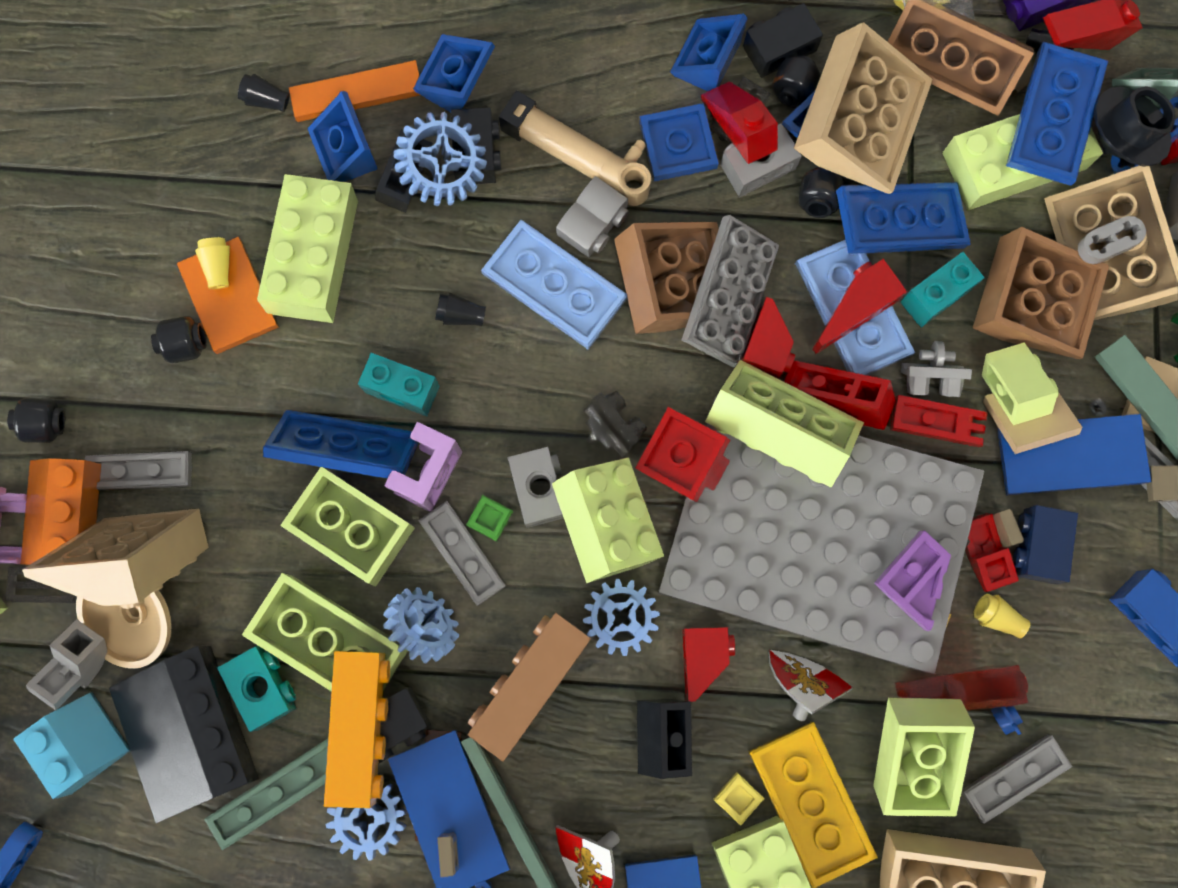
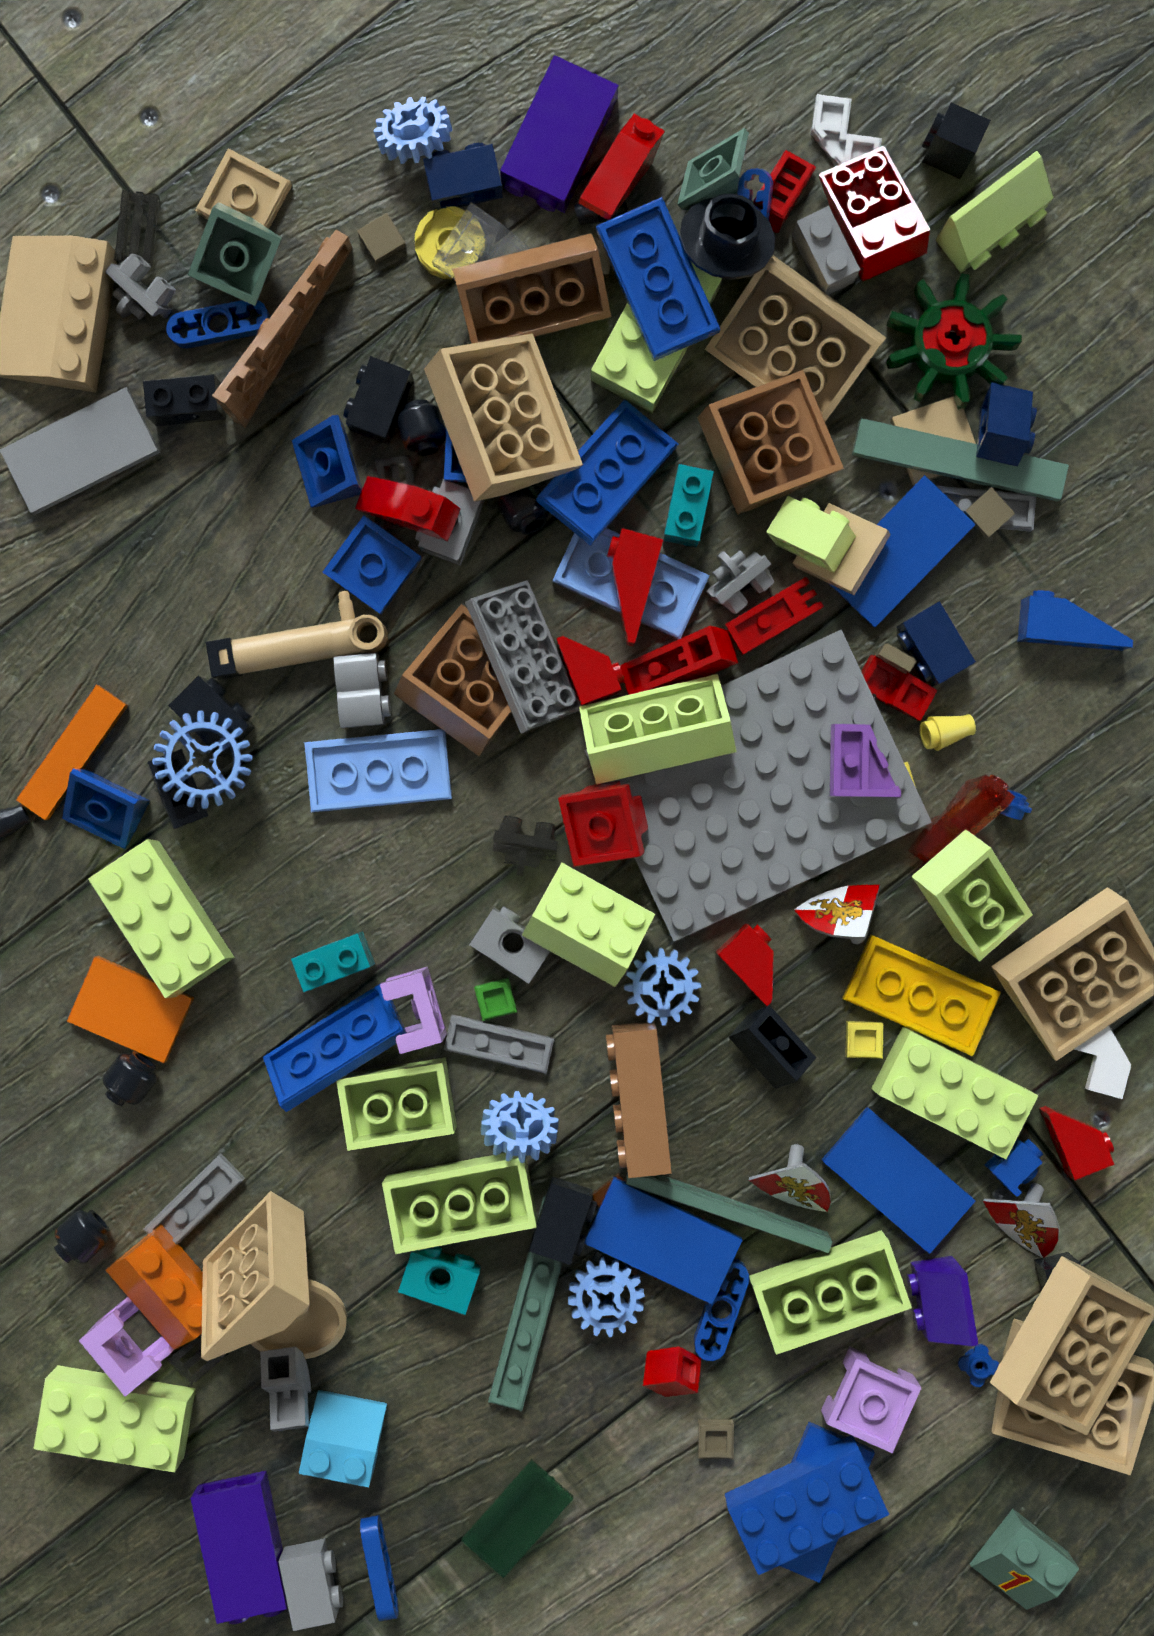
camera: 35 degrees left, 10 degrees up
(183, 732) = (415, 1357): black slope -> none
(214, 260) = (98, 995): light yellow cone -> none
(355, 730) = (543, 1245): light orange brick -> none
(448, 854) = (689, 1270): dark tan tile -> none
(453, 70) = (138, 668): blue slope -> none
(459, 311) = (323, 861): black cone -> none
(1016, 778) = (1055, 843): light grey tile -> none
(1114, 245) = (795, 355): light grey beam -> none

